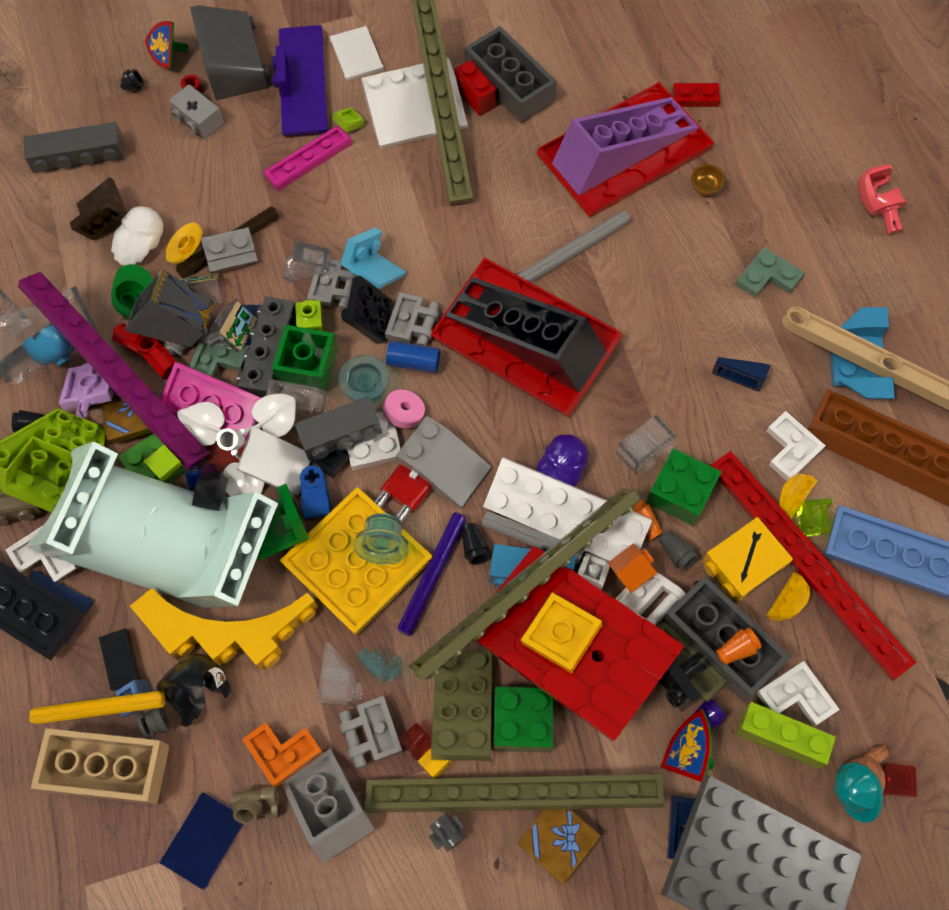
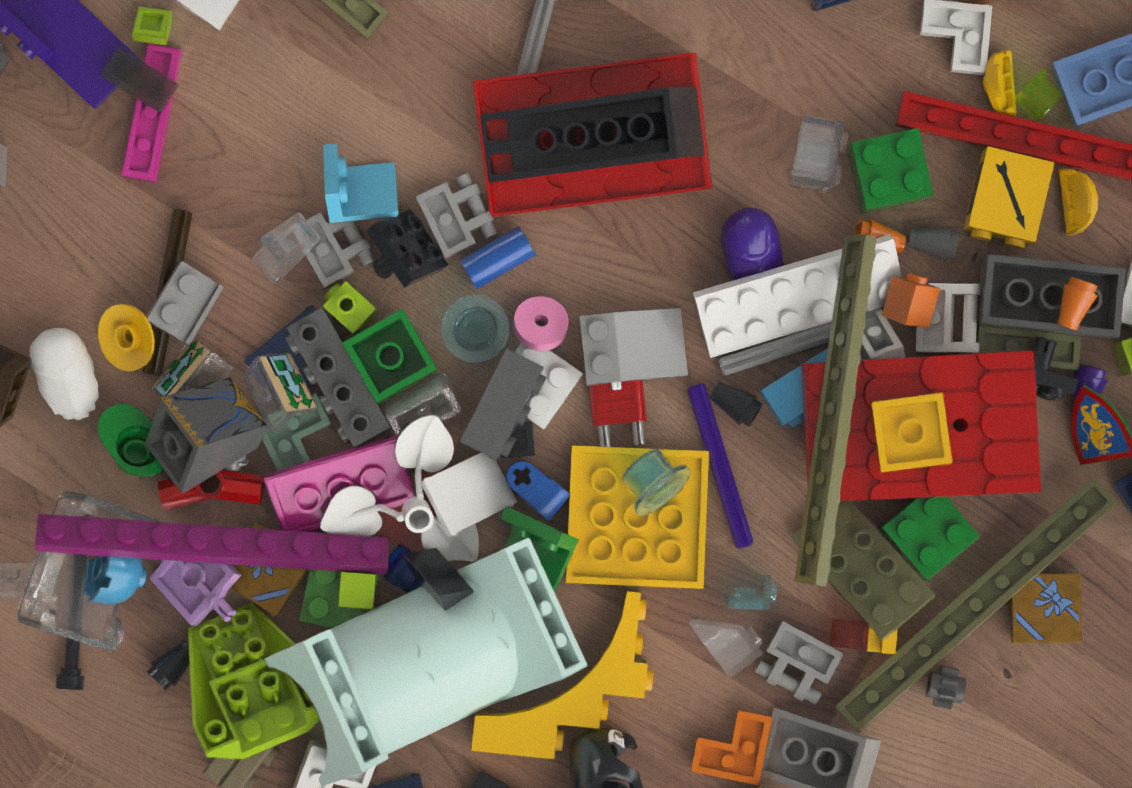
camera: 40 degrees left, 20 degrees up
(315, 133) = (139, 80): none -> clear smoke plate

